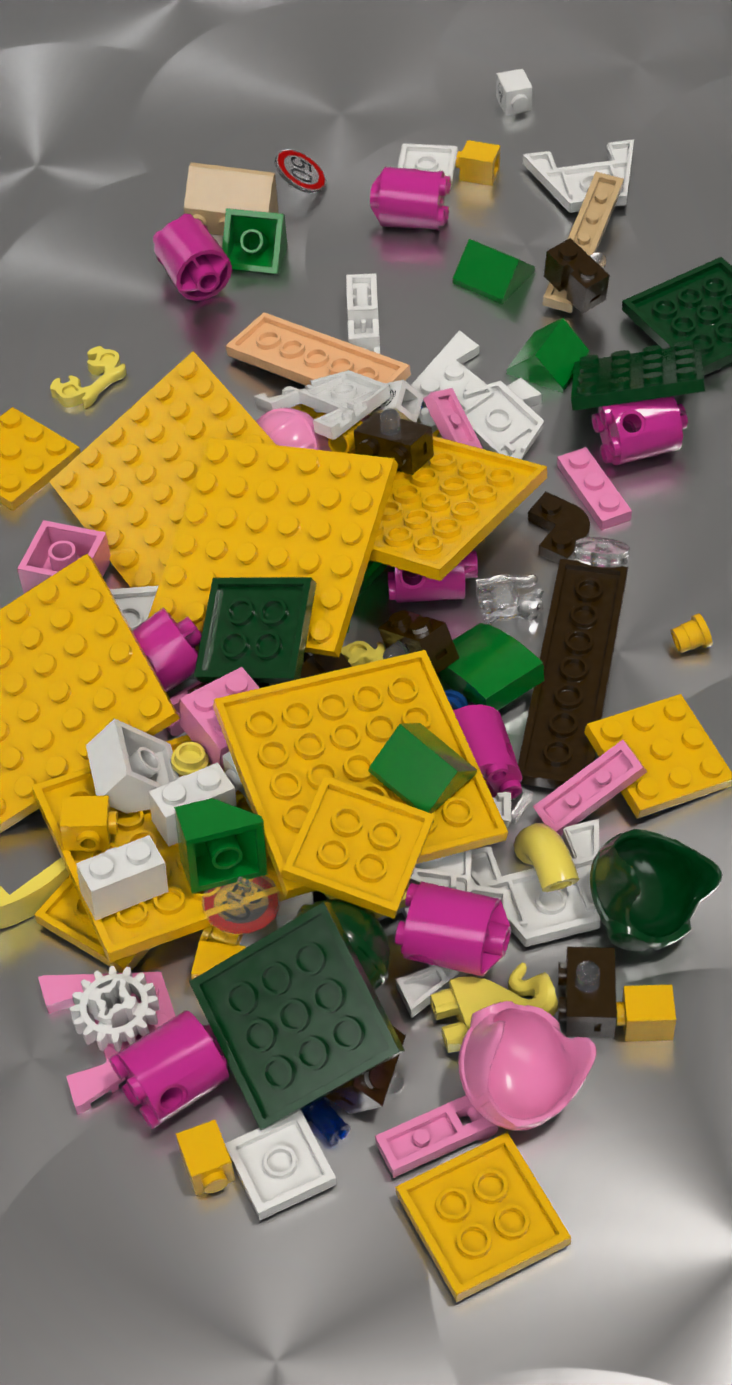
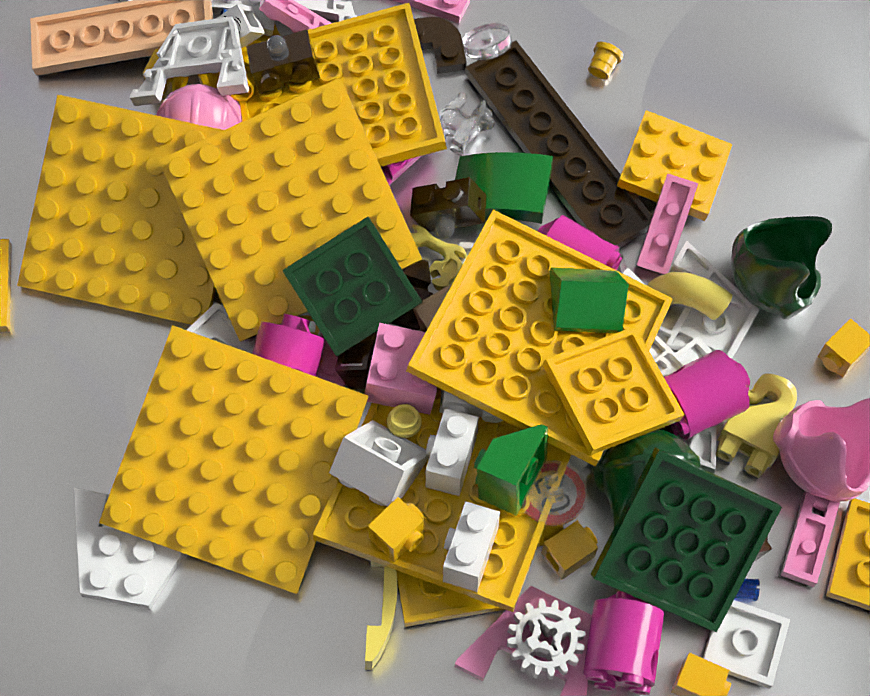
camera: 50 degrees left, 15 degrees up
(56, 548) = (118, 343): bright pink brick -> none
(589, 992) = (801, 362): dark brown piece -> none

